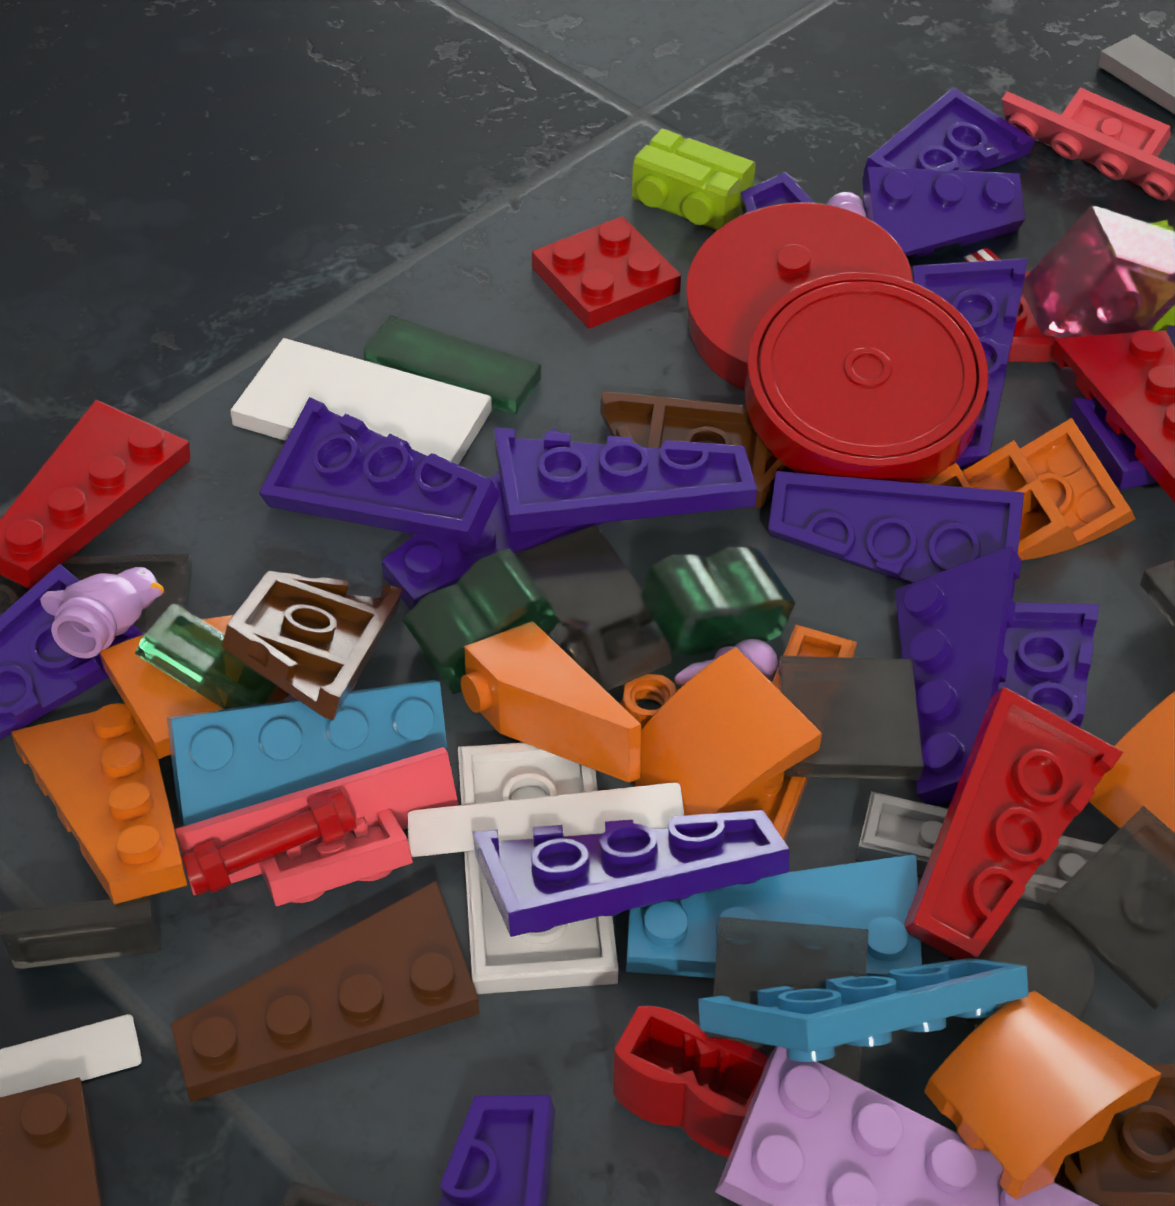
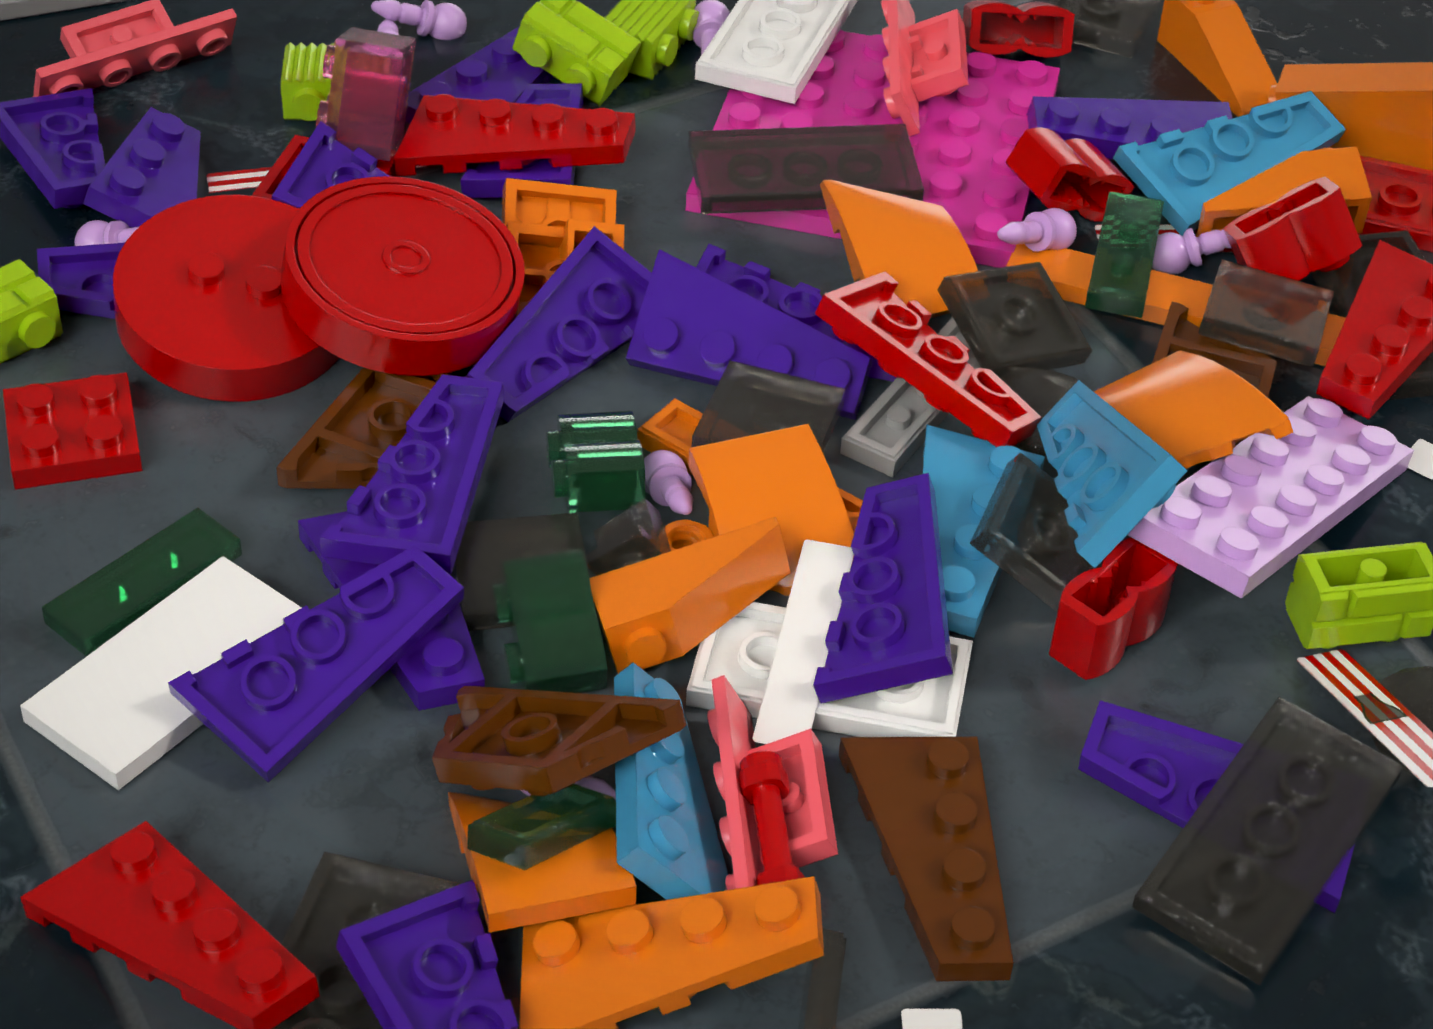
camera: 75 degrees left, 5 degrees down
(99, 609) = (445, 894): lavender animal -> none

